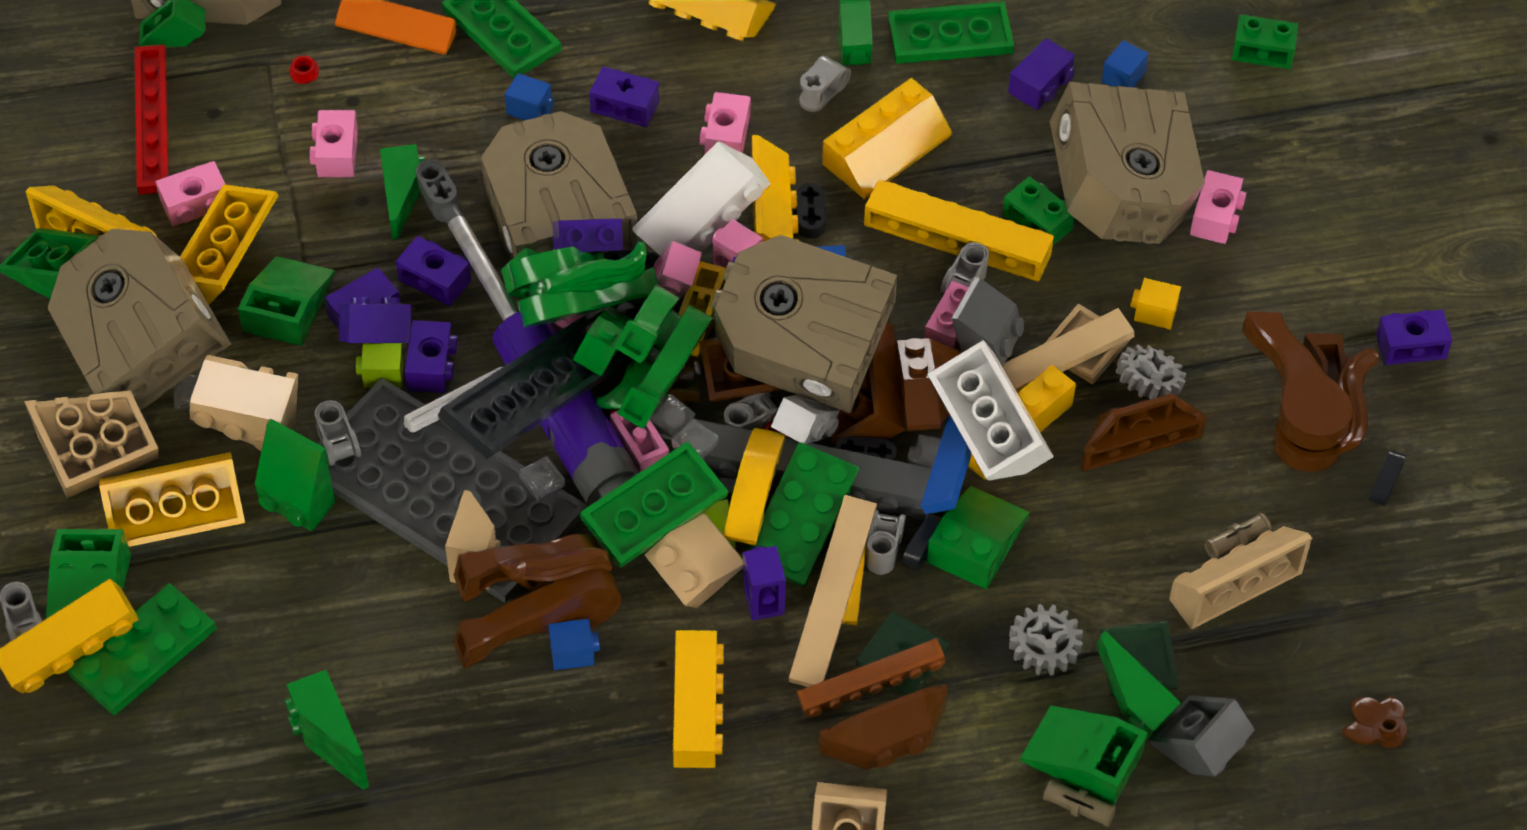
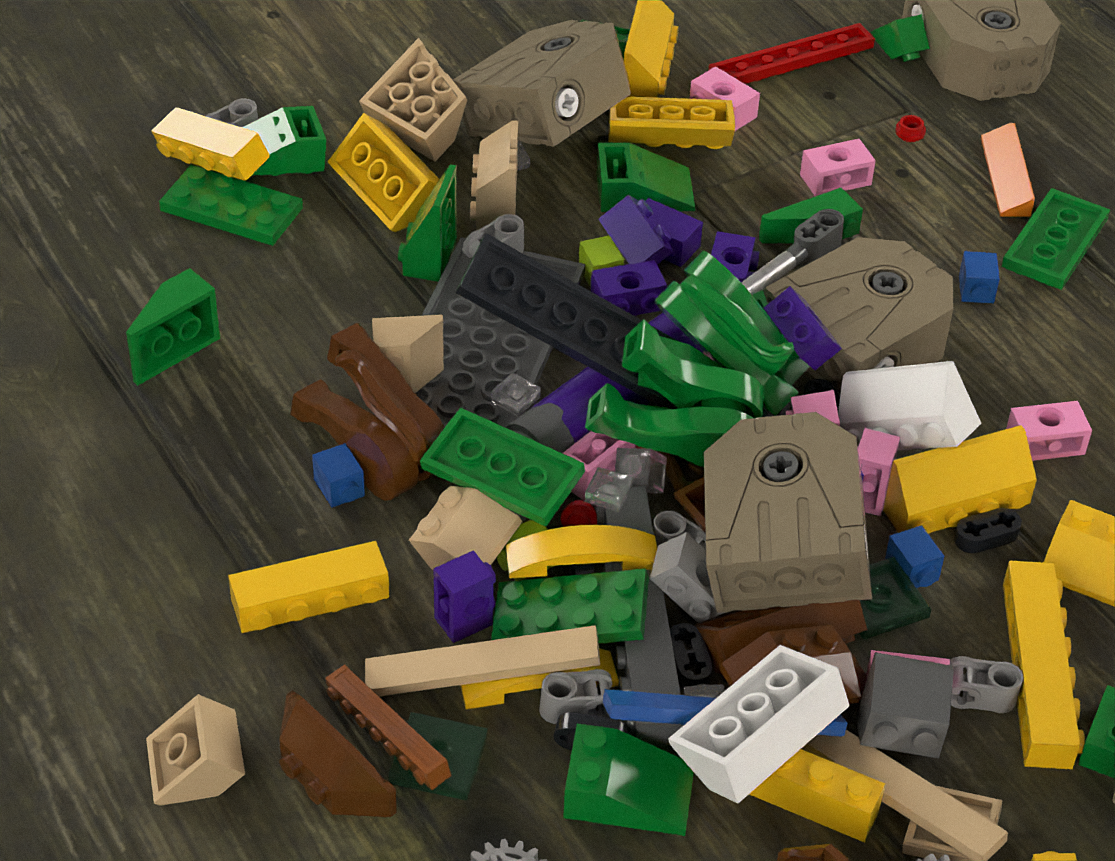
camera: 70 degrees right, 10 degrees down
(624, 96) = (1032, 344): dark purple brick -> none

